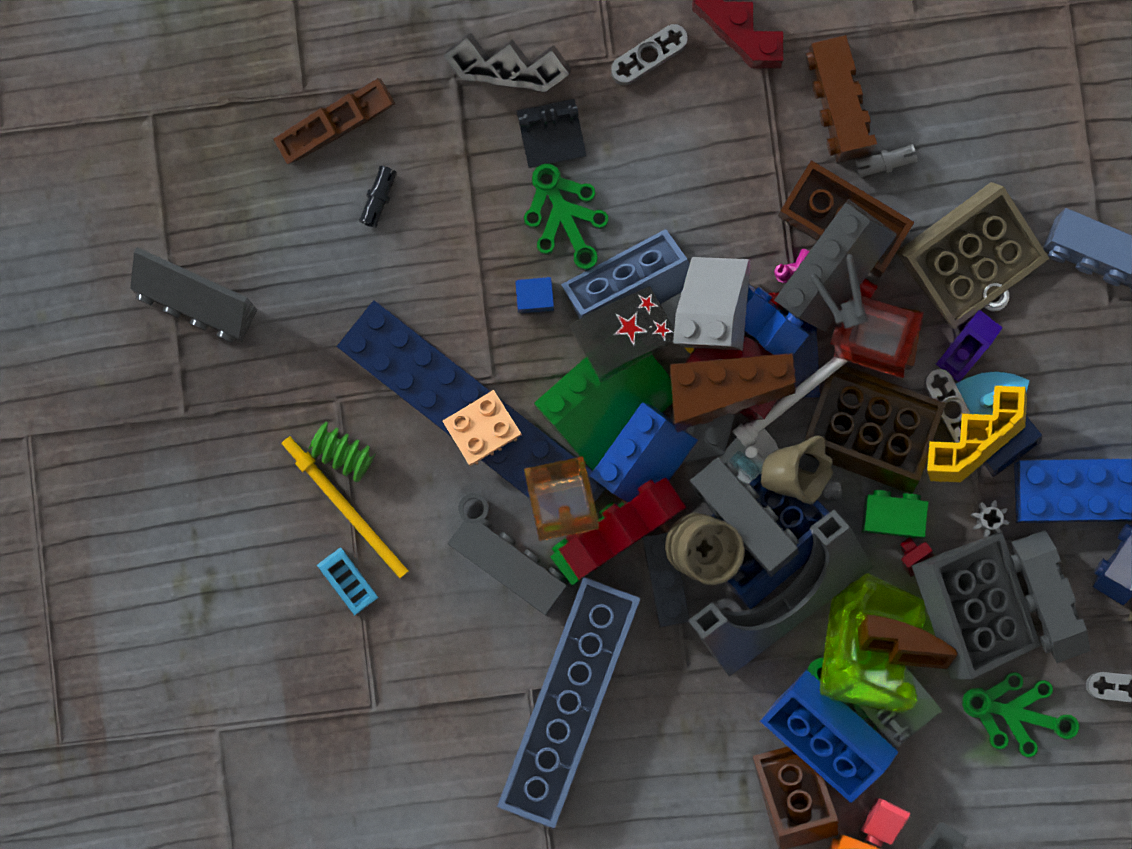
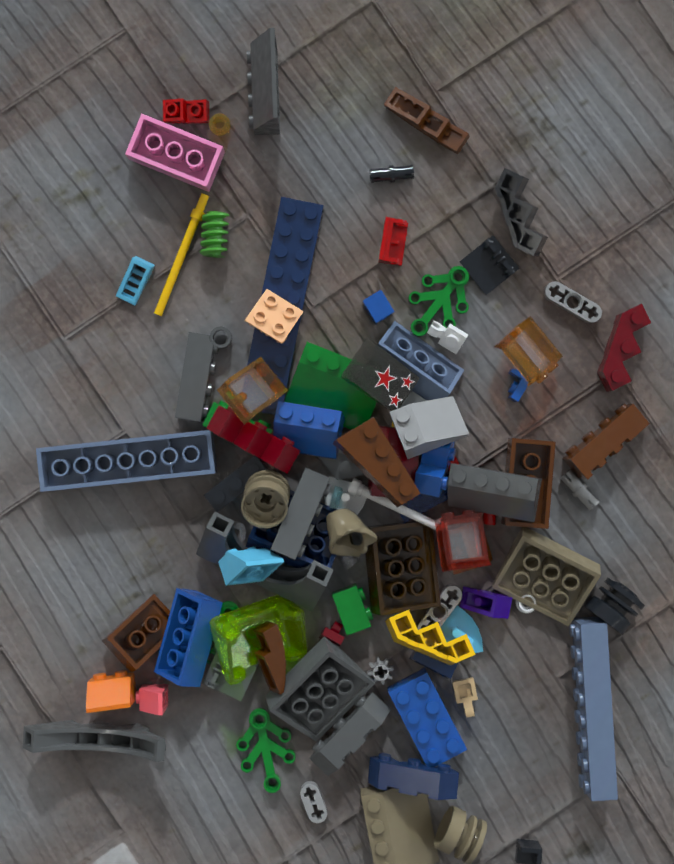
camera: 65 degrees right, 5 degrees up
(170, 411) = (185, 111): none -> red slope
(198, 376) = (219, 118): none -> clear yellow plate
(216, 449) = (175, 152): none -> bright pink brick
(462, 237) = (393, 241): none -> red hinge
(617, 225) = (450, 337): none -> white plate
(683, 135) = (530, 351): none -> clear orange window
(722, 173) = (517, 388): none -> blue bracket
(776, 611) = (248, 565): none -> medium azure slope
(784, 272) = (474, 460): dark pink arm -> none
(853, 311) = (468, 519): dark grey plant -> none
(1050, 187) = (615, 605): none -> black wheel
(1070, 426) = (465, 693): none -> tan plate

